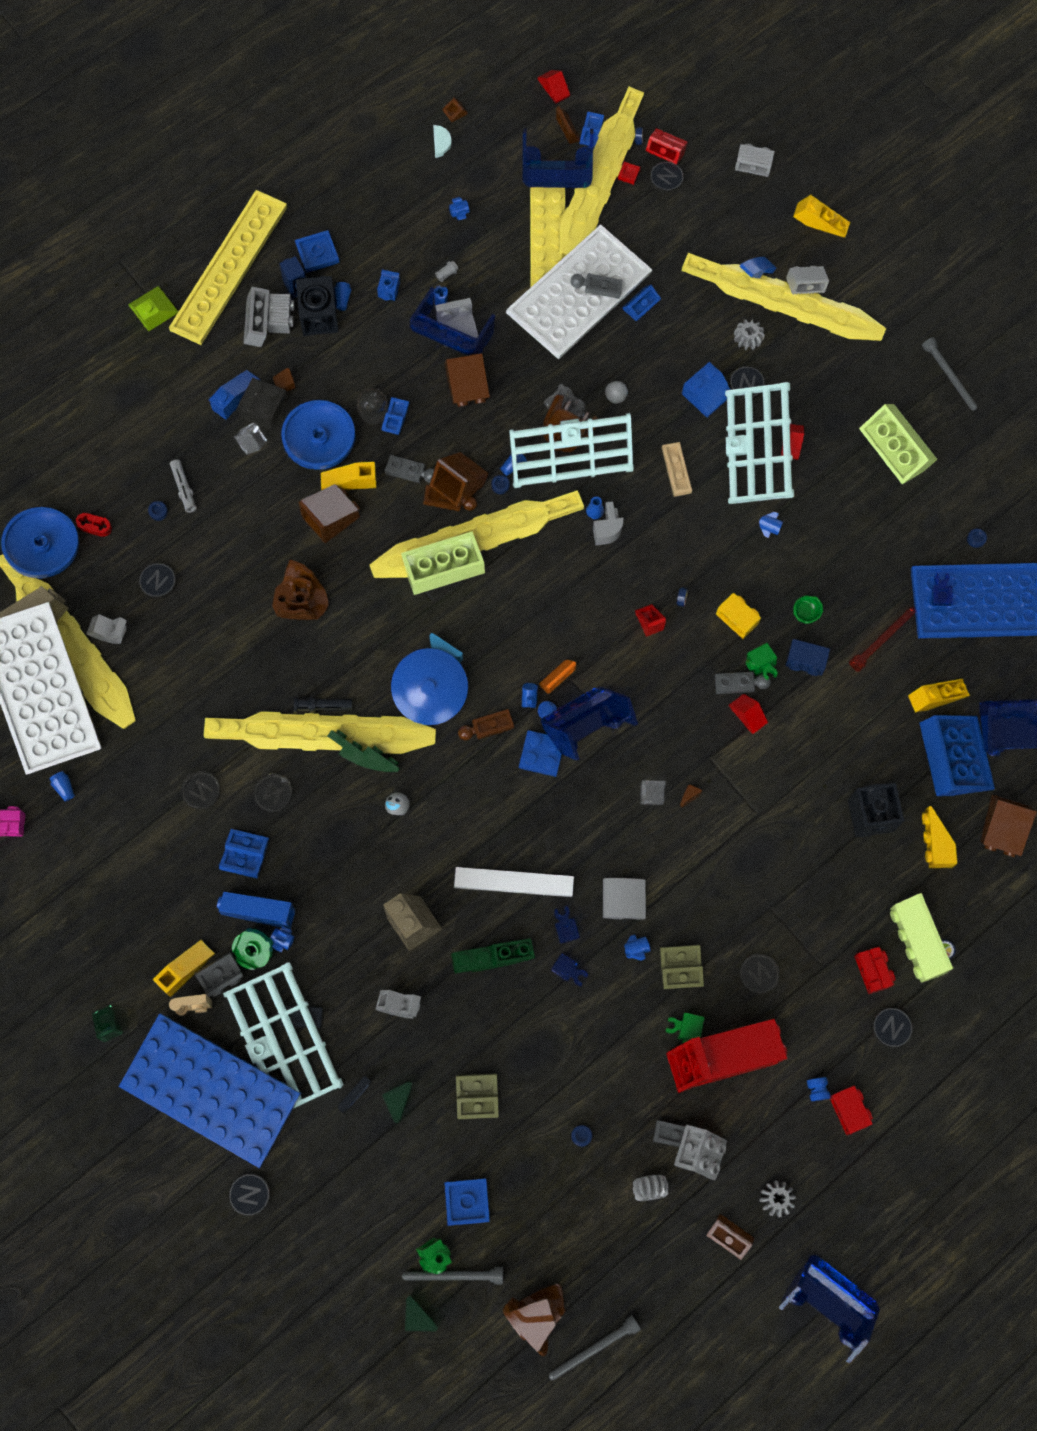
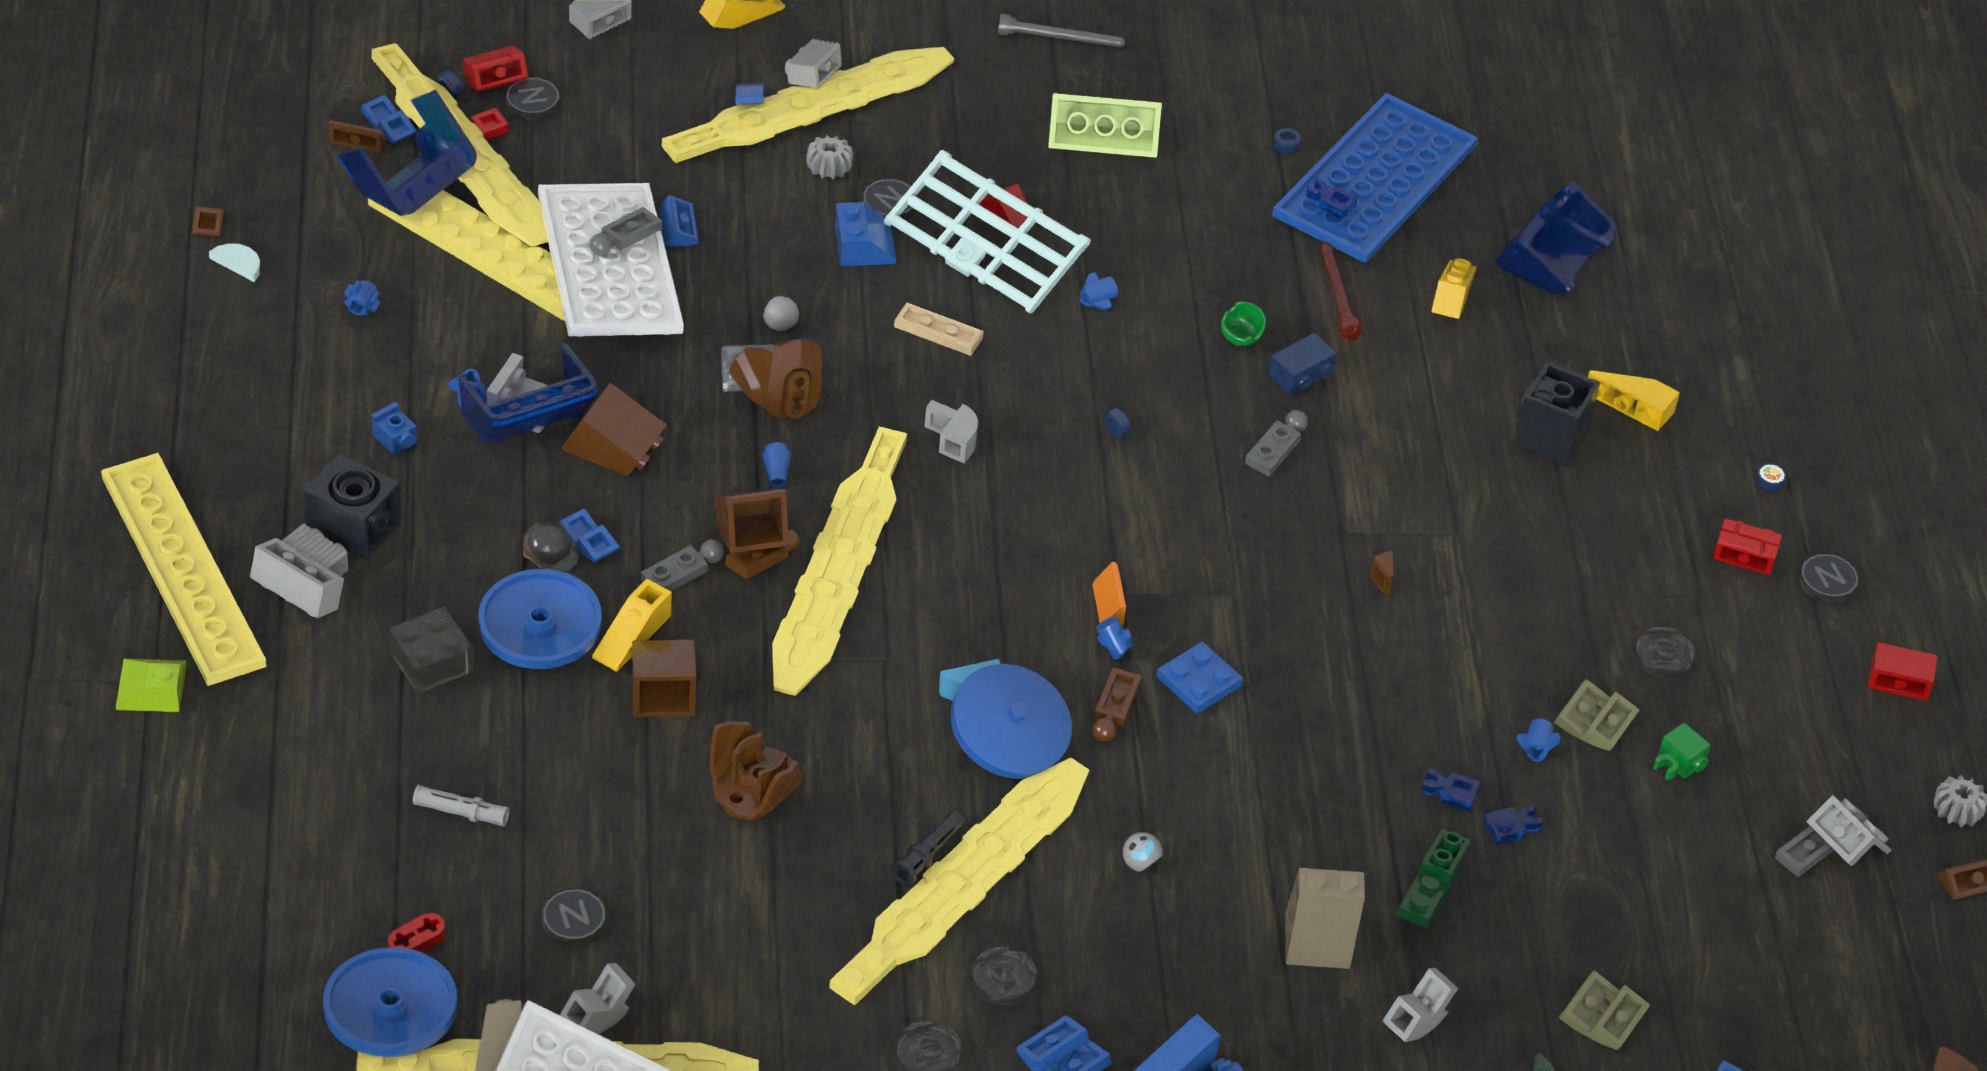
camera: 55 degrees left, 25 degrees down
(157, 510) = (467, 857): dark blue tile -> none
(230, 394) = (381, 676): blue slope -> none
(250, 438) = (467, 694): clear panel -> none
(284, 380) = (415, 605): reddish brown slope -> none
(291, 271) = (282, 503): dark blue brick -> none
(317, 251) = (262, 468): blue plate -> none
(370, 758) = (1048, 844): dark green slope -> none
(443, 563) = (853, 605): yellowish green slope -> none
(446, 271) = (435, 359): light grey pin -> none
(500, 484) = (795, 496): dark blue tile -> none
(514, 882) = (1347, 806): white tile -> none
(546, 708) = (1147, 637): blue plate -> none
(555, 85) = (284, 111): red slope -> none
(571, 437) = (819, 368): light aqua door -> none
(581, 1136) = (1737, 941): dark blue tile -> none
(584, 716) = (1194, 594): clear blue windscreen -> none
(595, 508) = (919, 426): blue cone -> none
(624, 898) = (1463, 713): light grey slope -> none
(650, 620) = (1119, 468): red slope -> none
(650, 1188) = (1859, 904): light grey gear -> none
(652, 792) = (1344, 606): clear panel -> none
(726, 1054) = (1748, 732): red brick -> none
(738, 615) = (1192, 387): yellow brick -> none
(749, 713) = (1323, 457): red slope -> none
(762, 661) = (1270, 402): green brick -> none
(818, 1089) = (1859, 688): blue wheel -> none
(920, 938) = (1744, 476): yellowish green slope -> none
(956, 755) = (1541, 320): blue slope -> none
(1007, 826) = (1667, 327): reddish brown slope -> none

